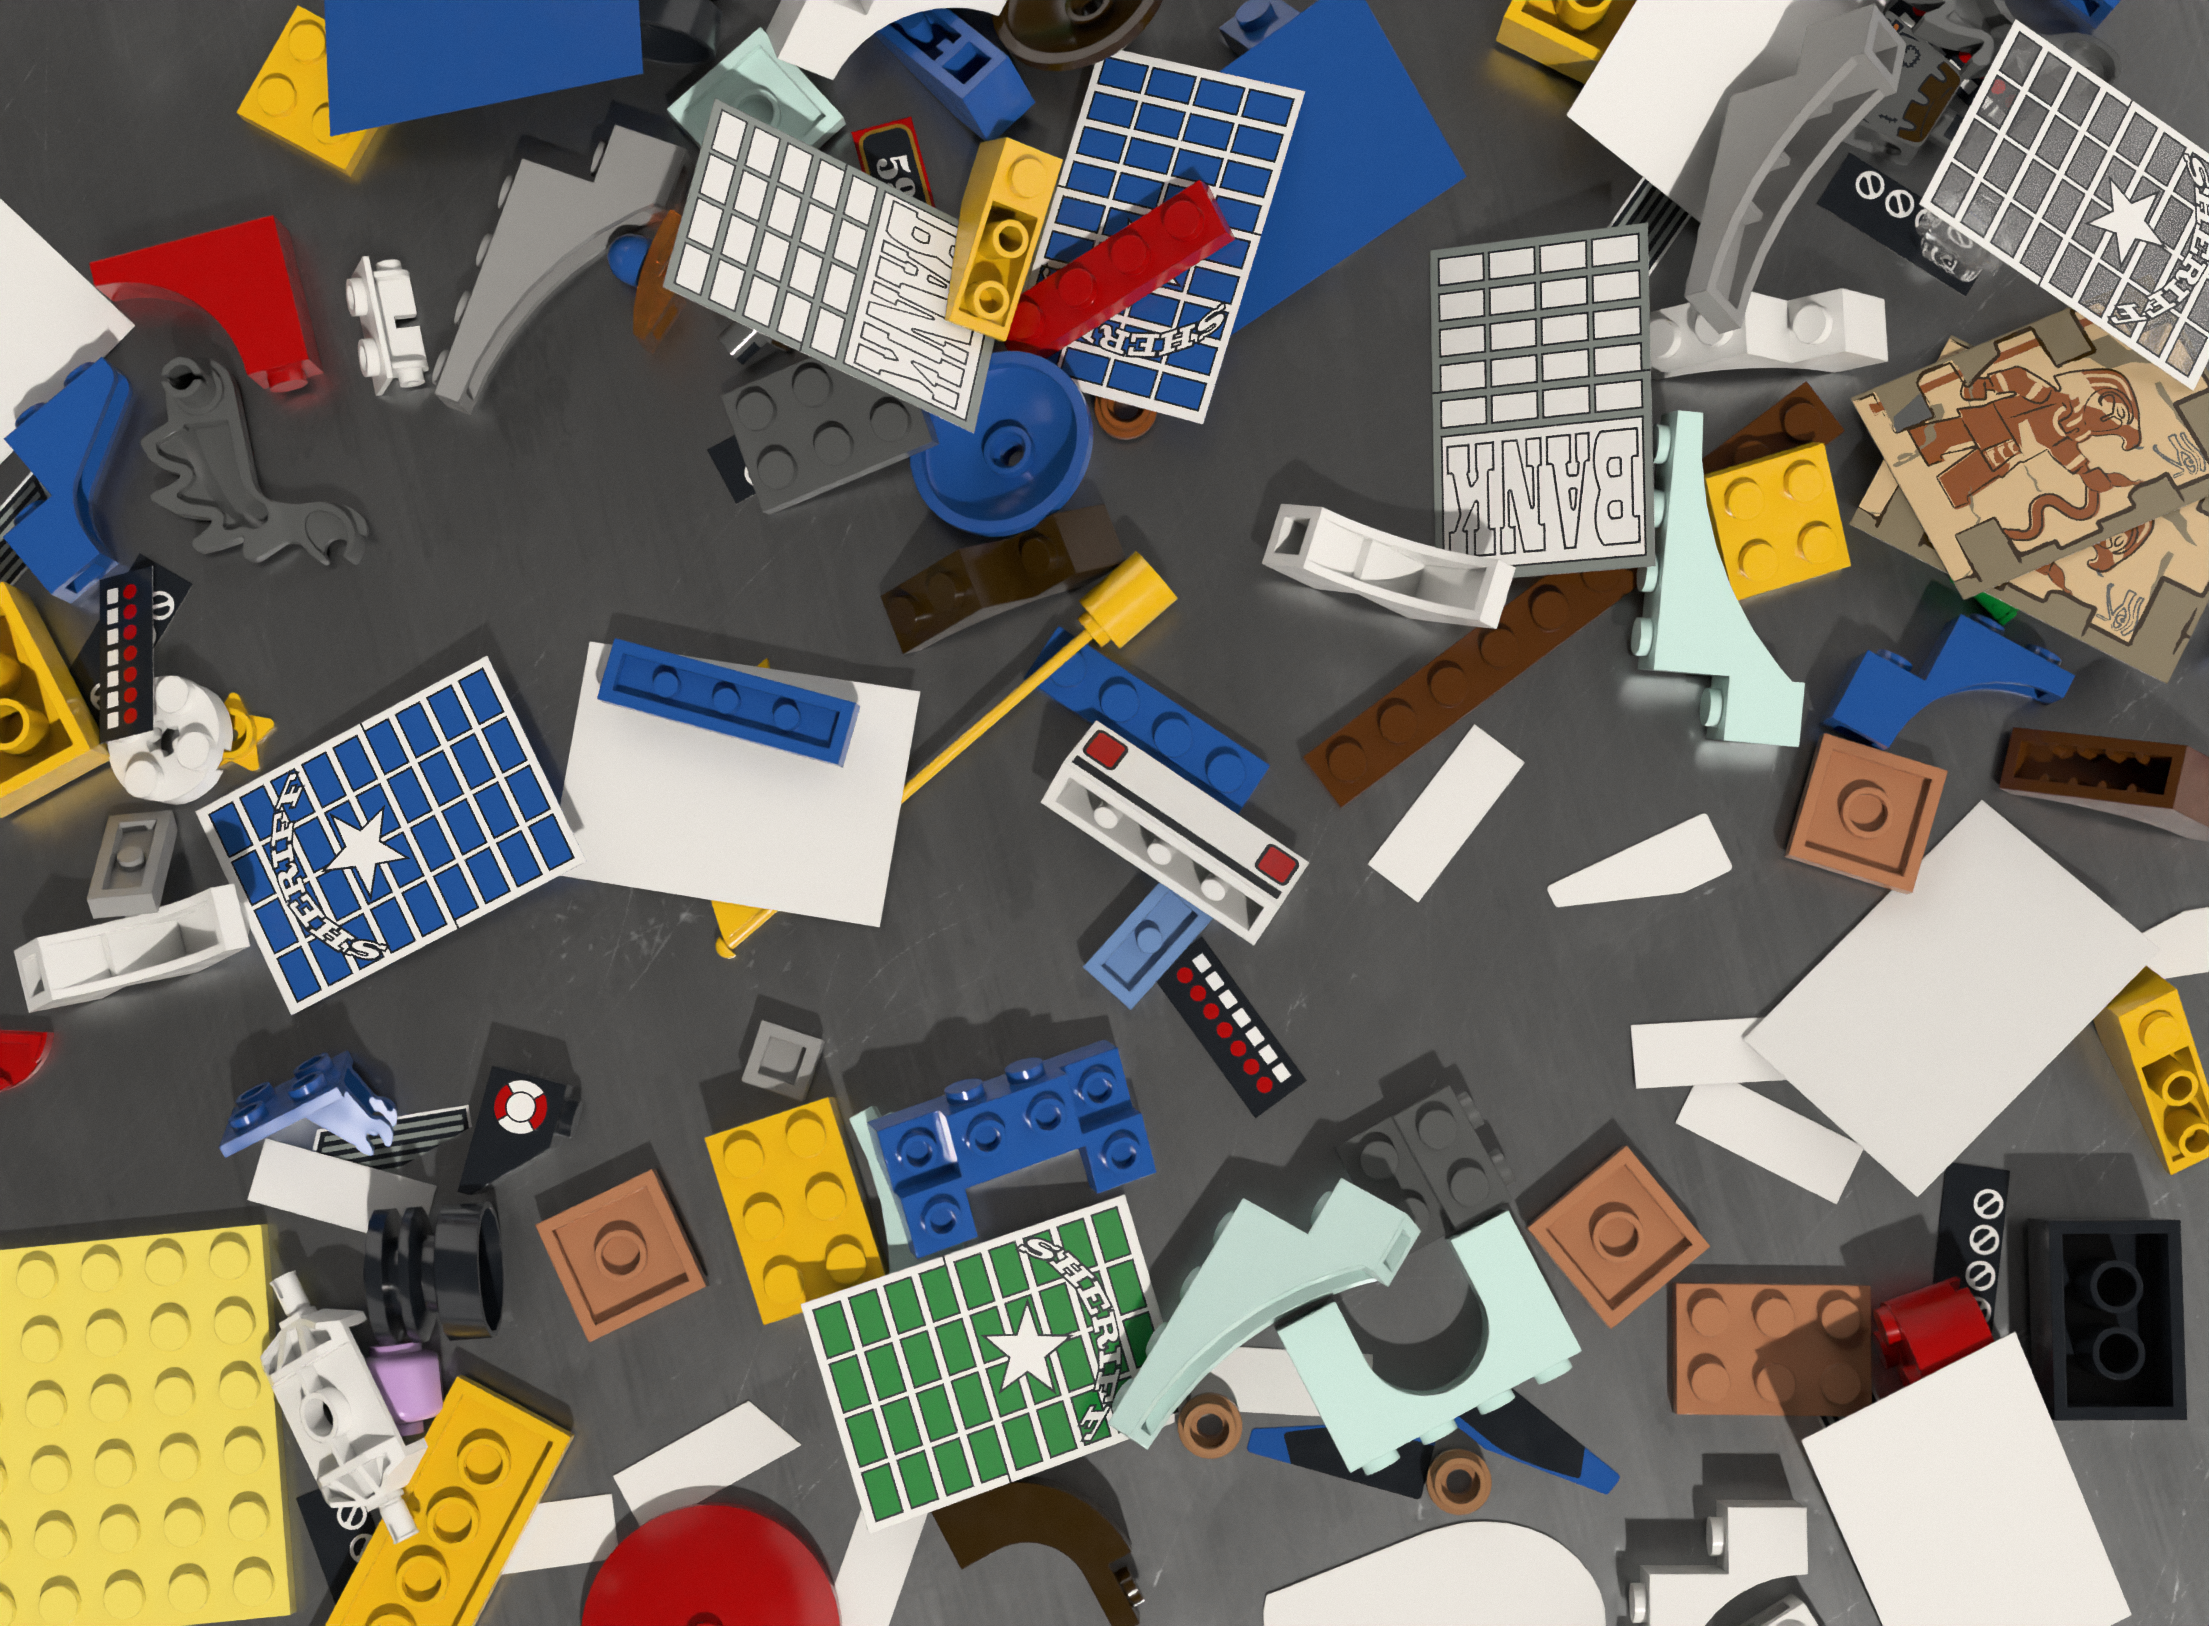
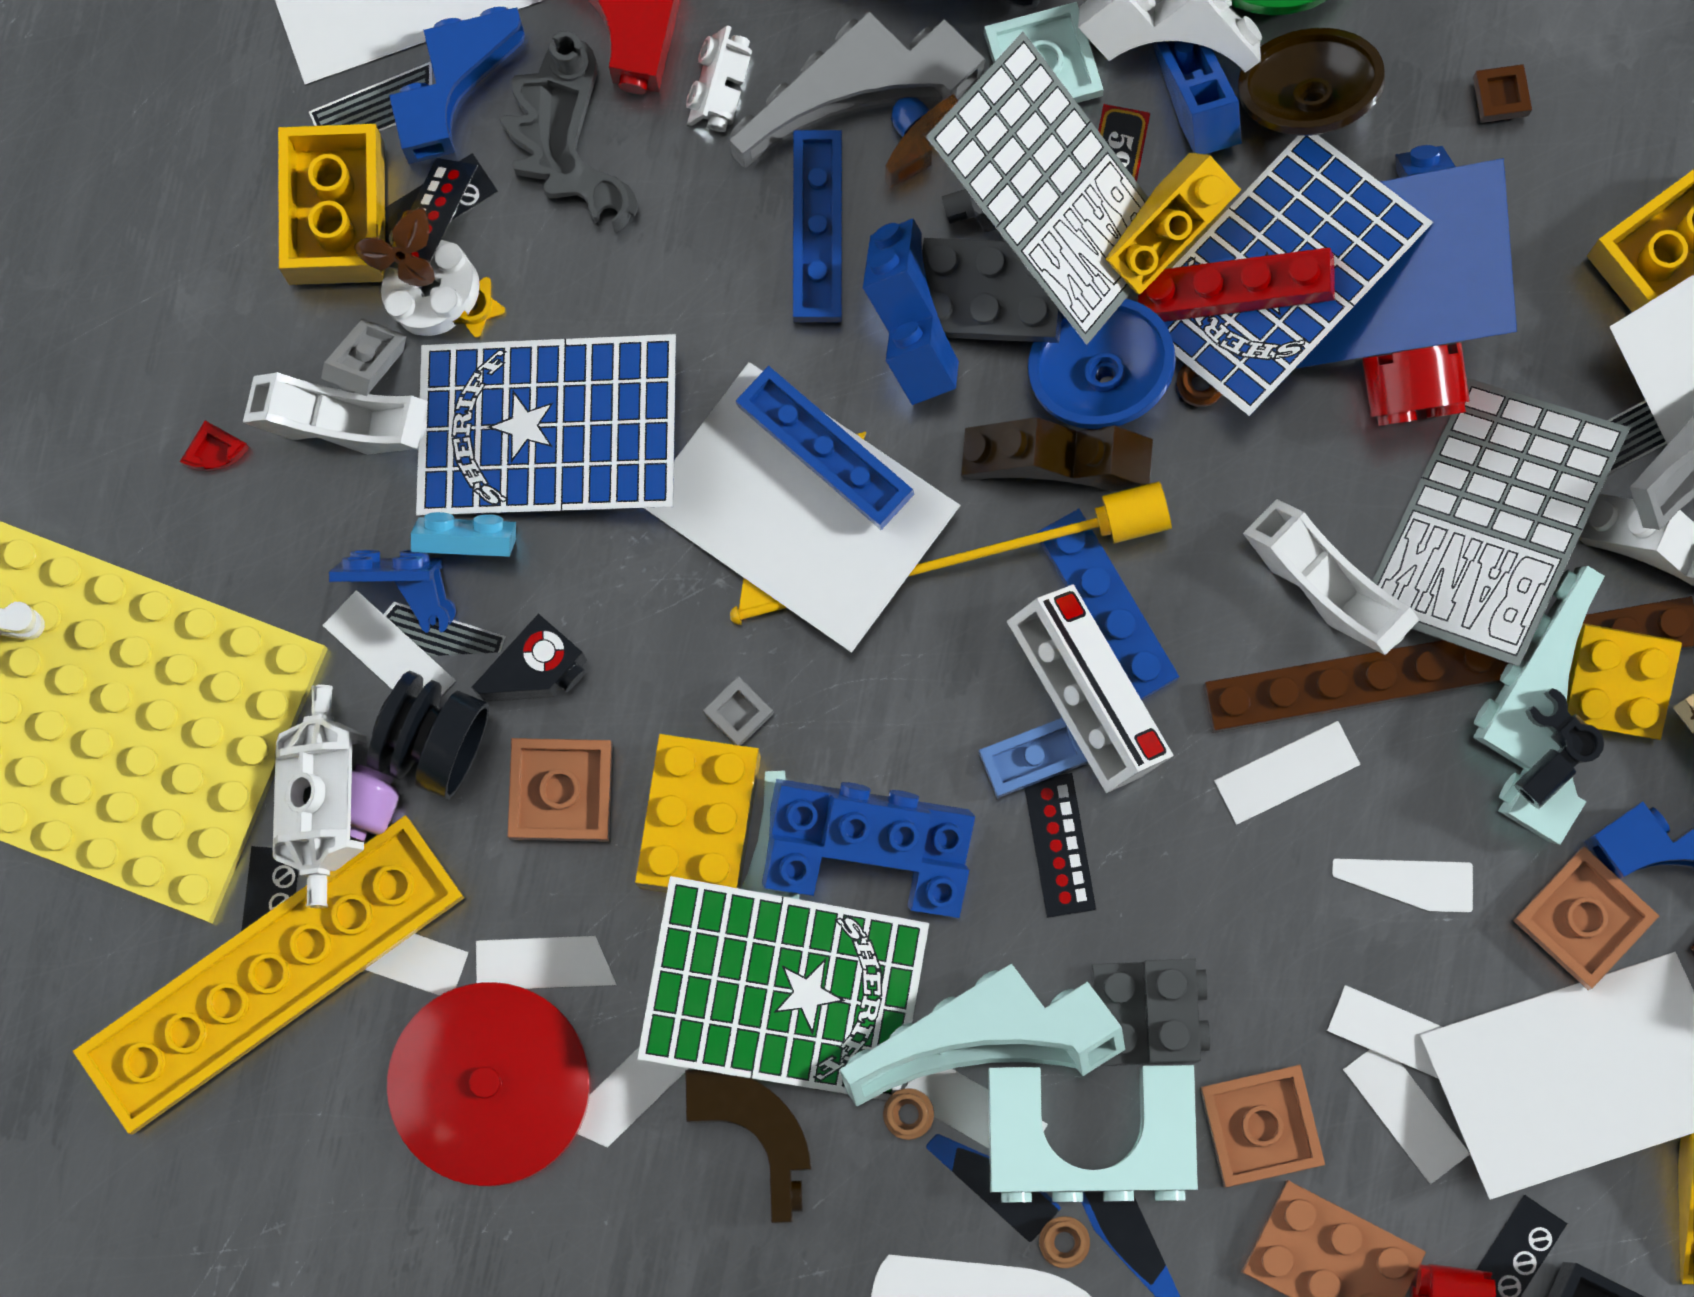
camera: 25 degrees right, 5 degrees down
(110, 699) = (409, 236): none -> reddish brown plant
(372, 1010) = (481, 536): none -> medium azure plate
(589, 442) = (817, 225): none -> blue plate
(726, 478) = (901, 296): none -> blue arch
(1375, 289) = (1415, 381): none -> red brick
(1765, 624) = (1577, 745): none -> black bar

